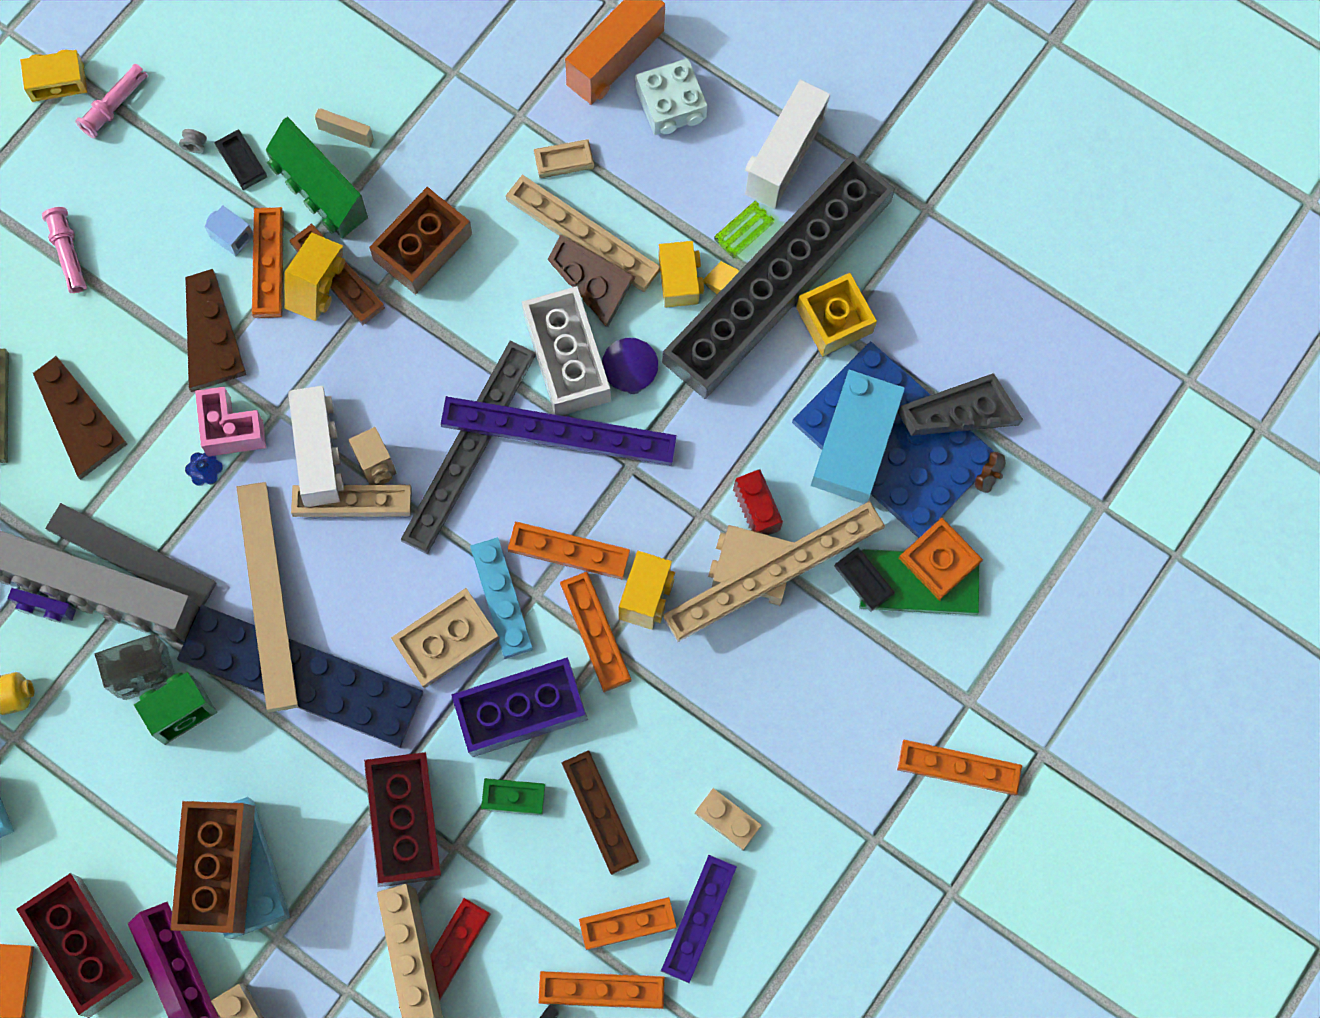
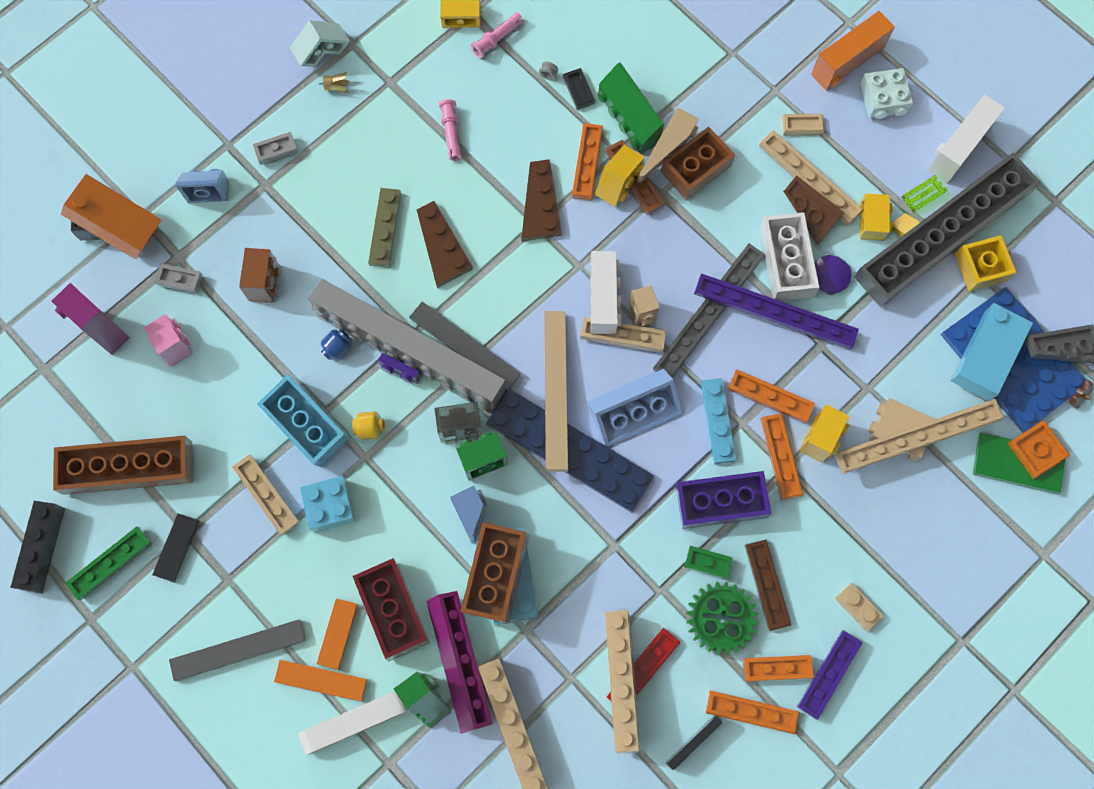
camera: 15 degrees right, 0 degrees up
(168, 784) = (470, 509): none -> medium blue slope
(207, 473) = (523, 298): clear blue plant -> none
(222, 429) = (543, 271): bright pink brick -> none
(228, 230) = (564, 134): light blue brick -> none
(344, 127) = (653, 78): tan tile -> none
(381, 207) = (675, 135): none -> tan wedge
(382, 600) = (635, 407): none -> light blue slope
(402, 819) = (628, 564): dark red brick -> none
(445, 638) = (675, 441): tan plate -> none
(541, 841) = (724, 597): none -> green gear
(757, 503) = (910, 386): red brick -> none
(864, 579) = (981, 454): black tile -> none
(959, 767) = (1032, 601): orange tile -> none

